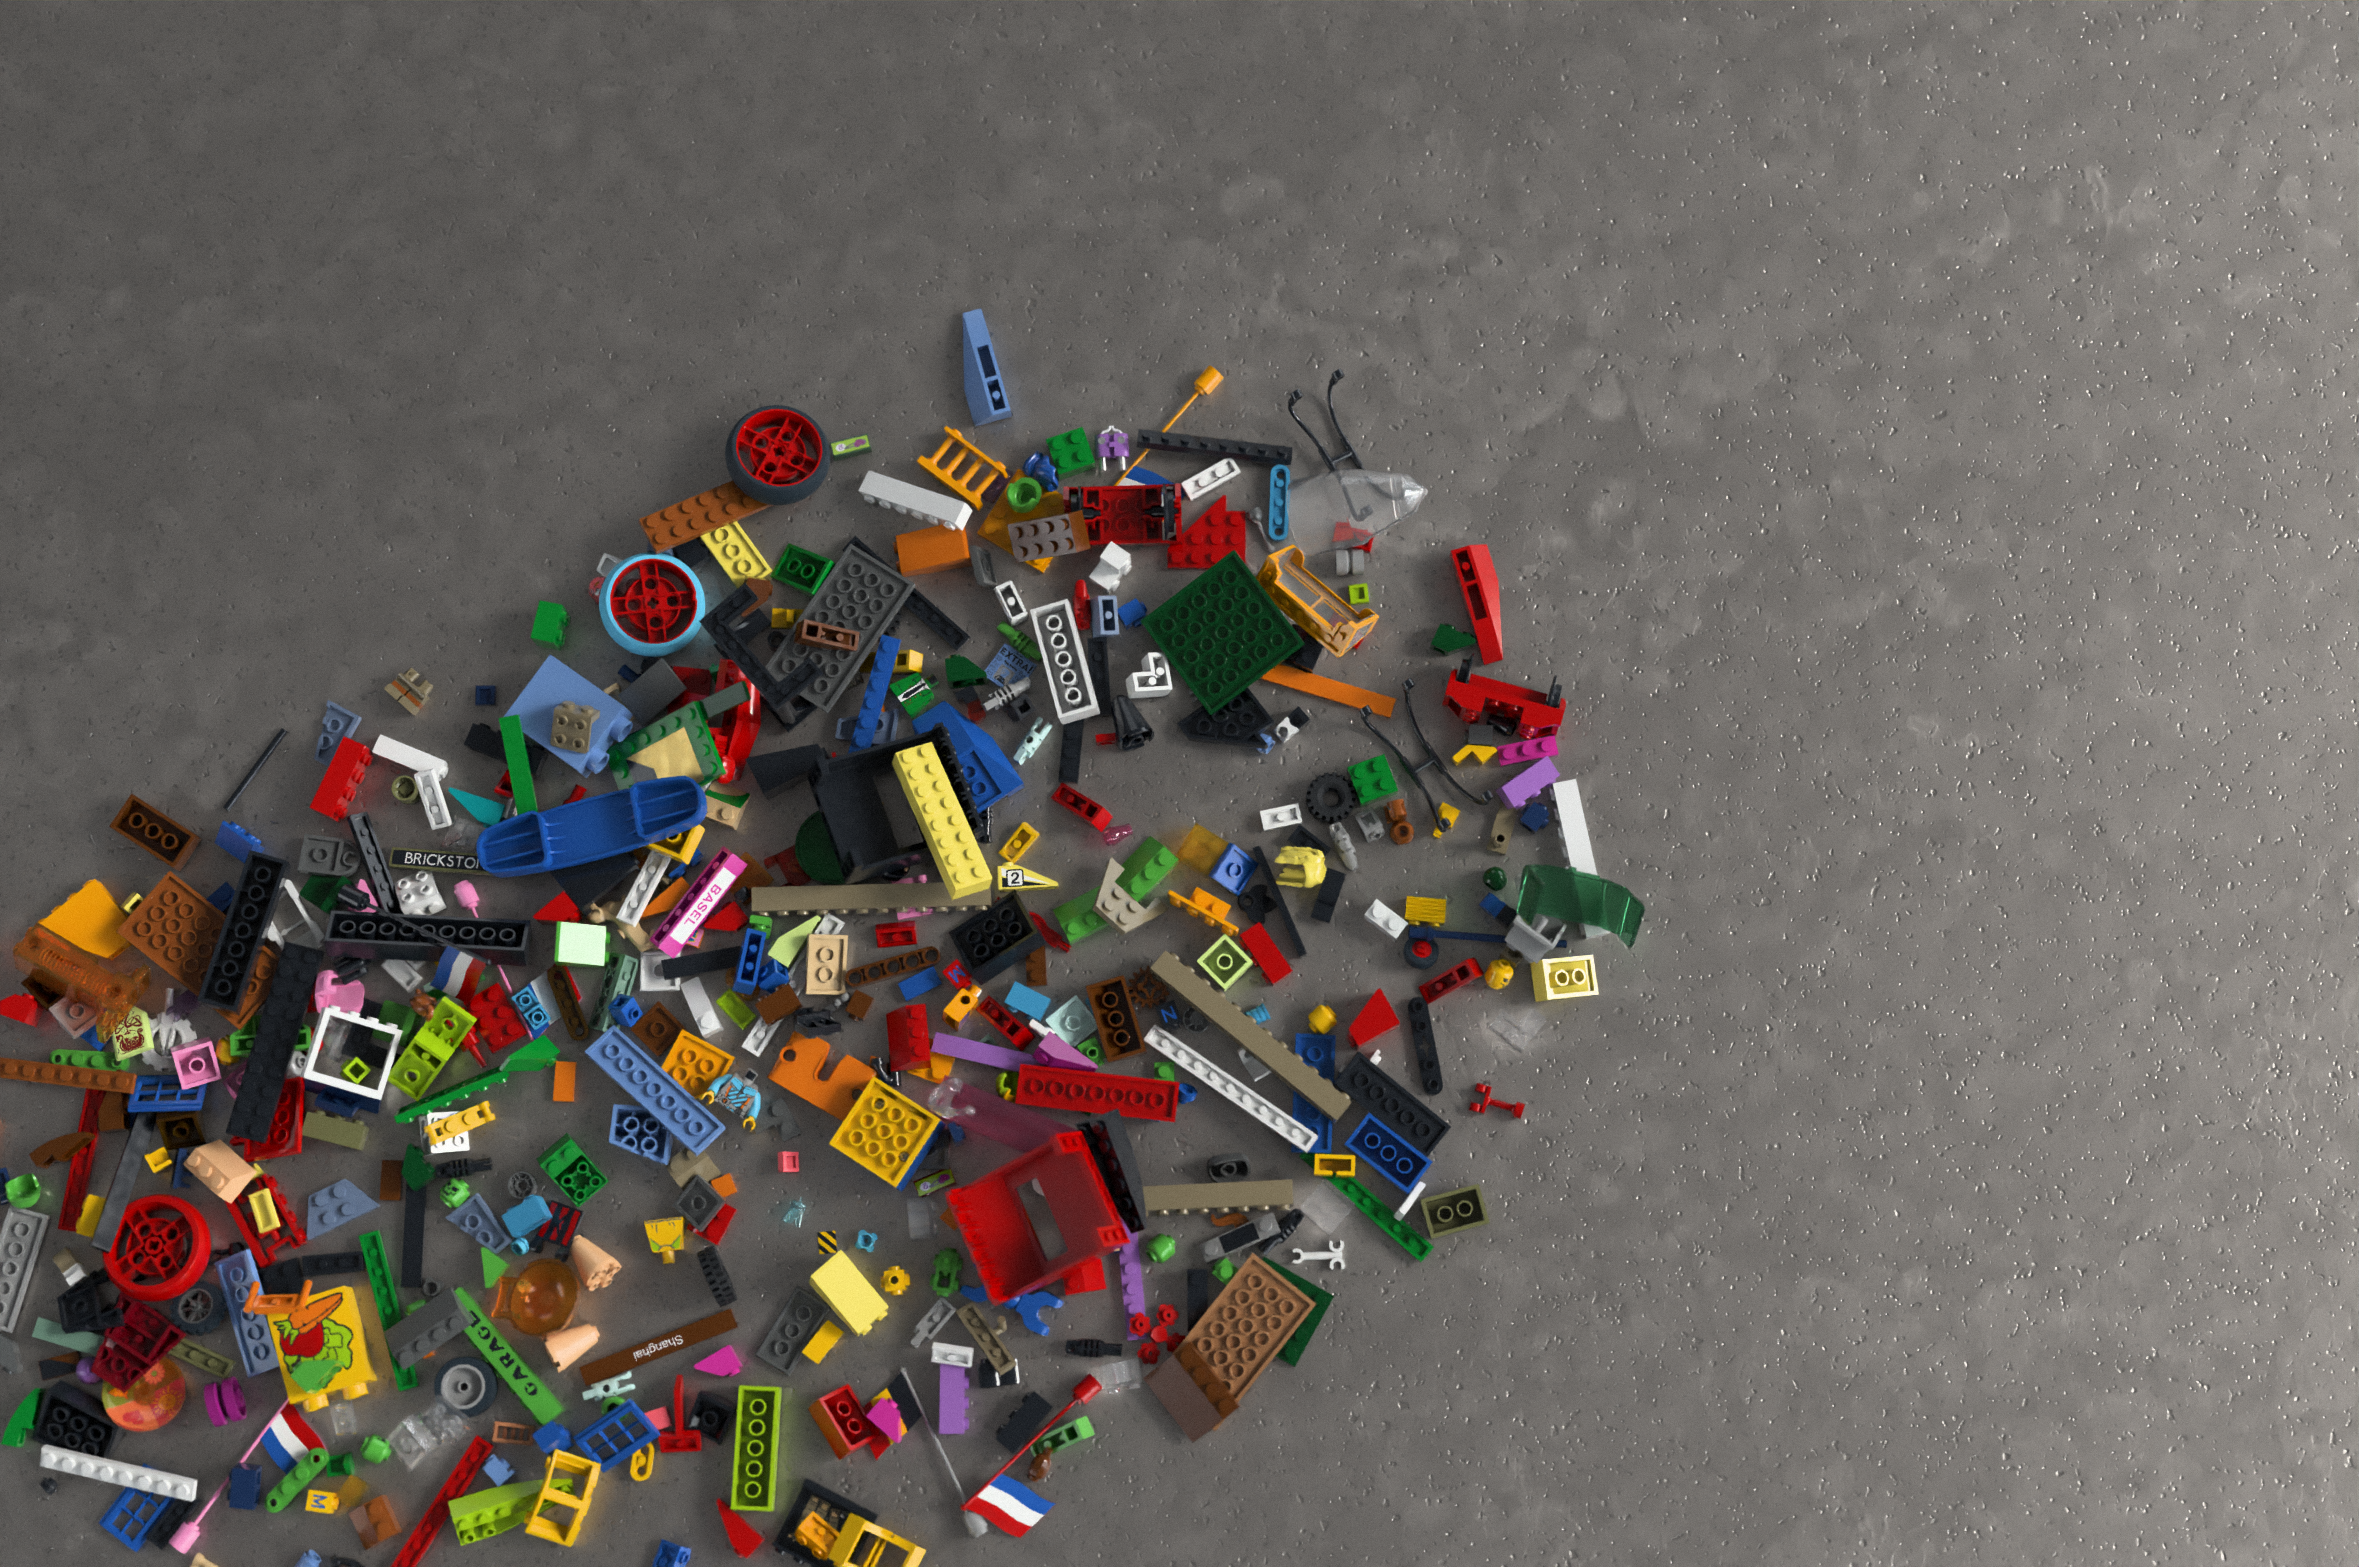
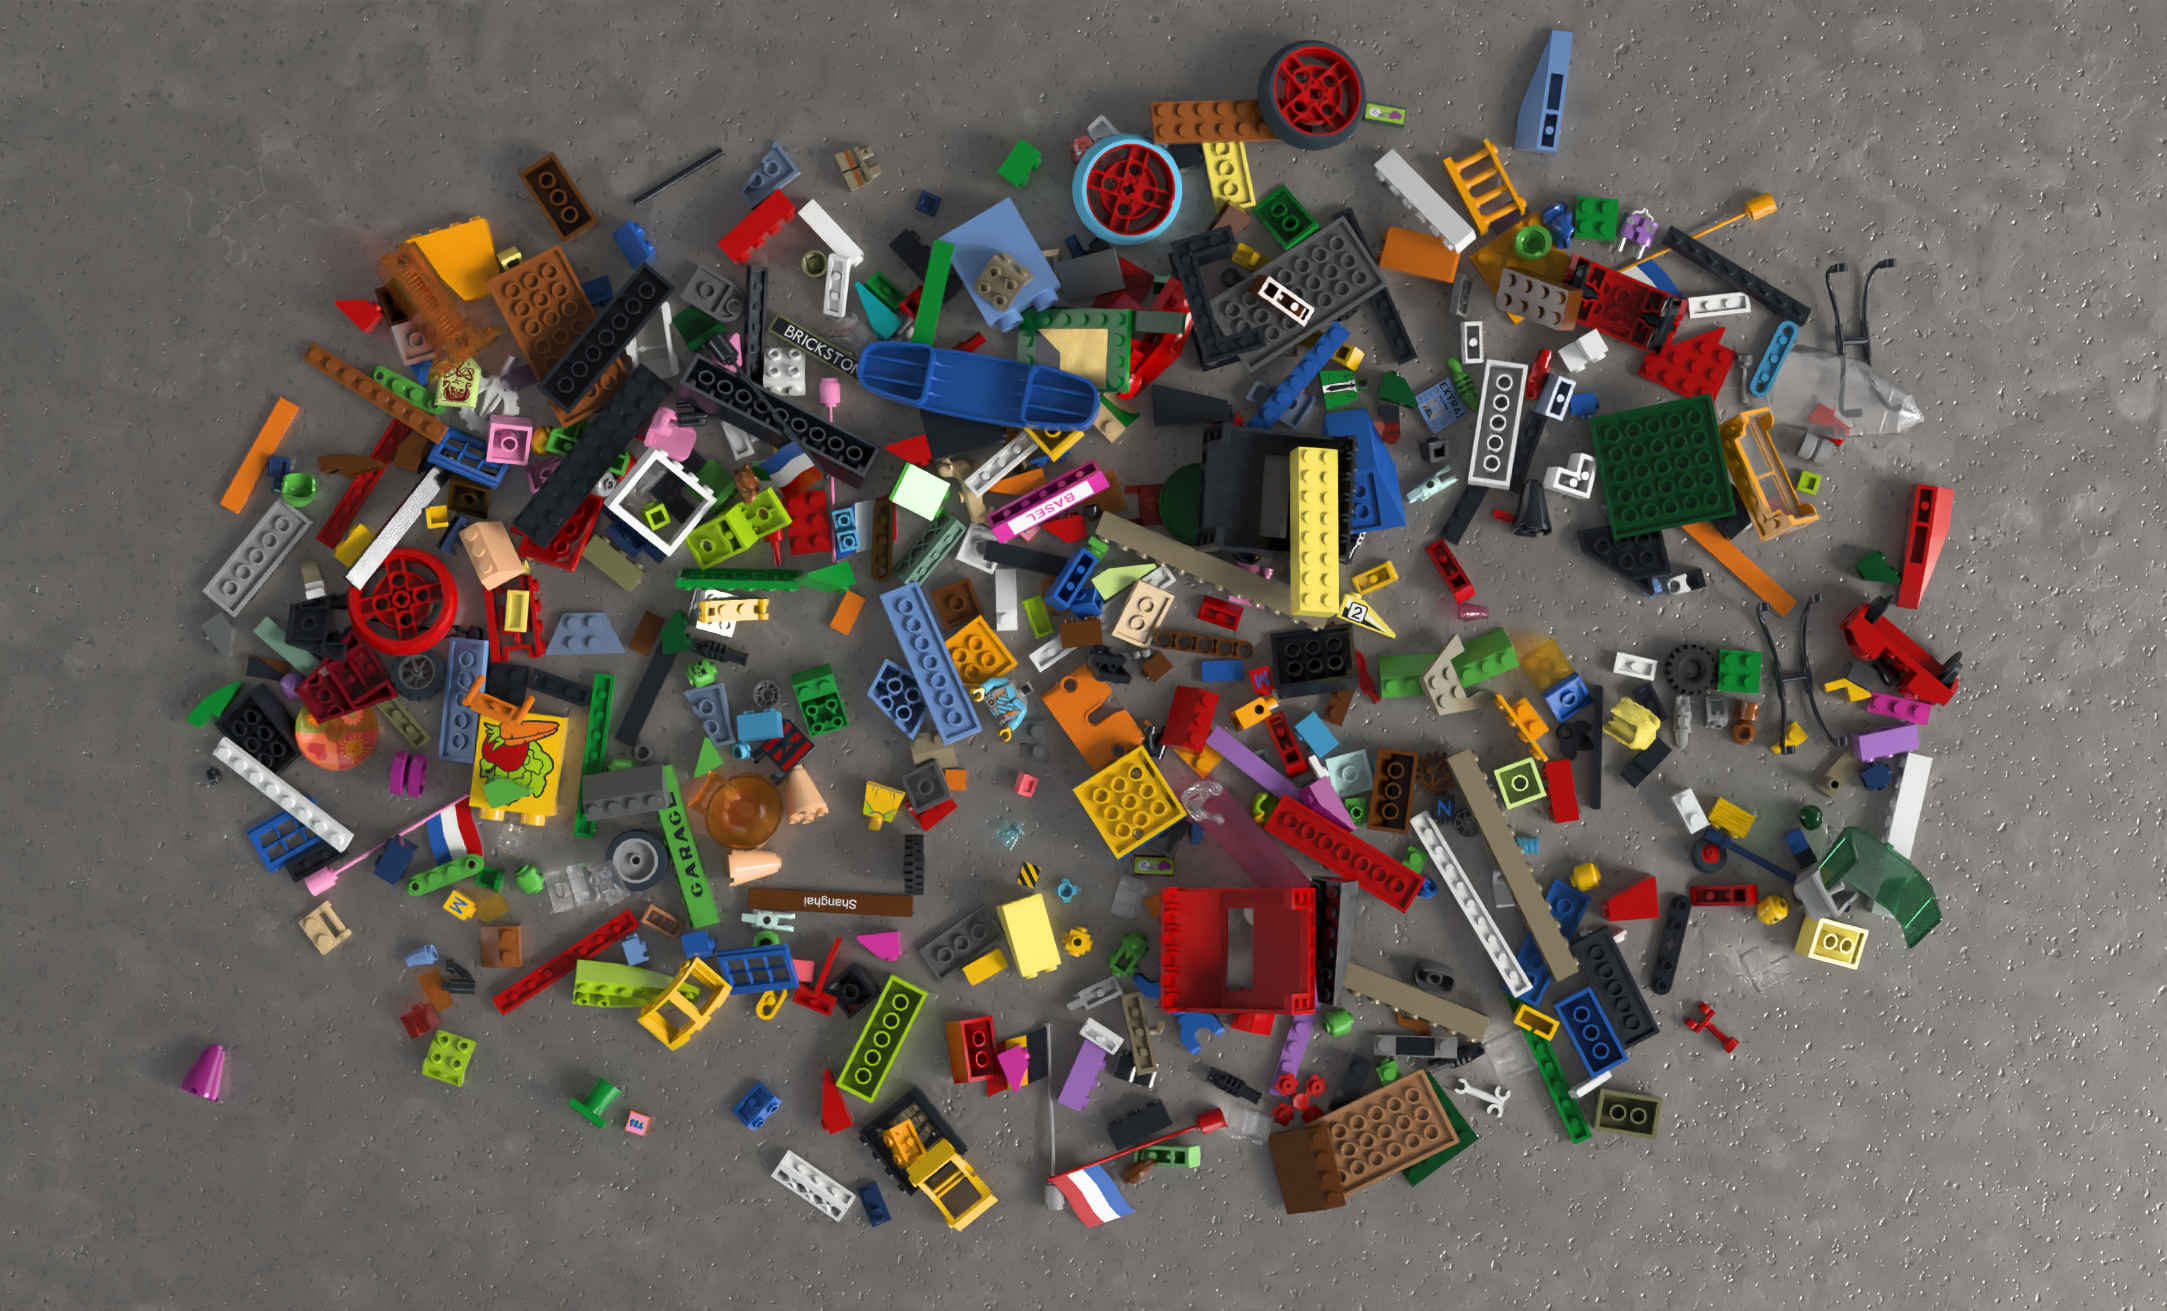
camera: 25 degrees right, 10 degrees up
(478, 785) = (885, 291): none -> green plate
(625, 1010) = (934, 572): blue brick -> none
(1006, 694) = (1427, 430): light grey hinge -> none

